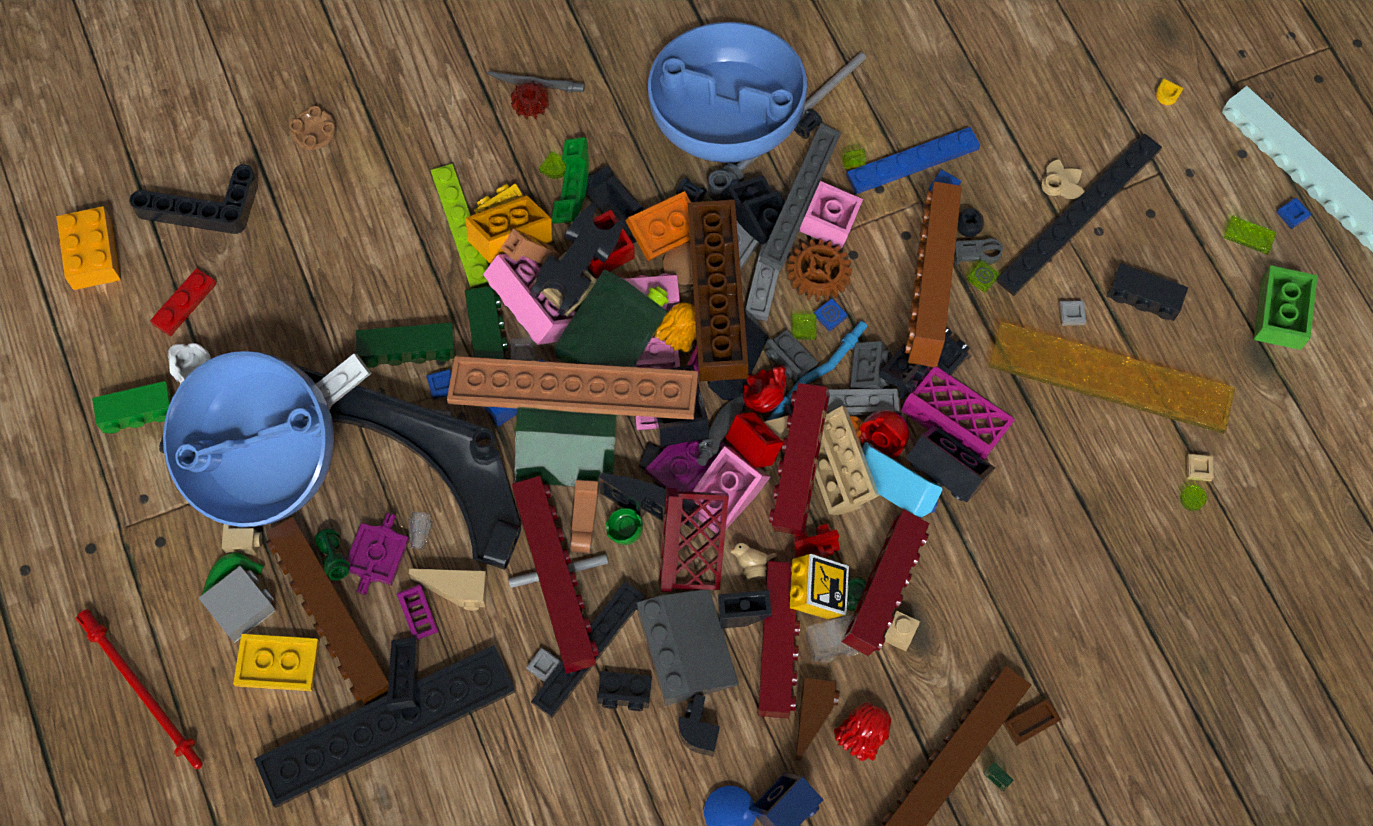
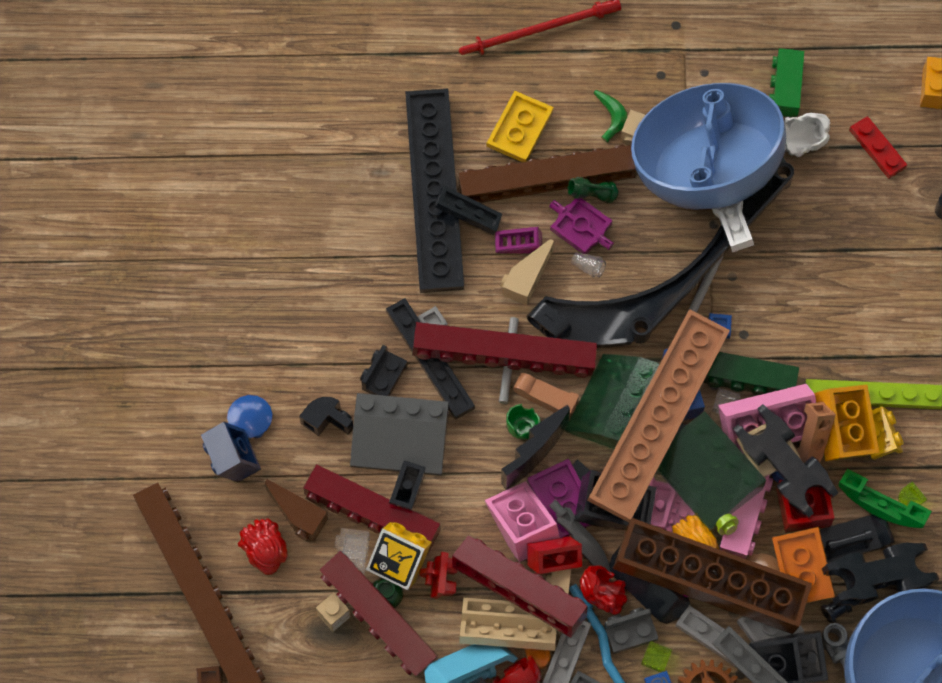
camera: 115 degrees right, 0 degrees up
(238, 603) = (580, 111): light grey piece -> none
(406, 344) = (766, 308): dark green brick -> none
(654, 168) = (865, 577): none -> black piece
(671, 534) = (474, 442): dark red fence -> none
(752, 561) = (449, 516): tan animal -> none
(998, 776) = (177, 637): clear green tile -> none

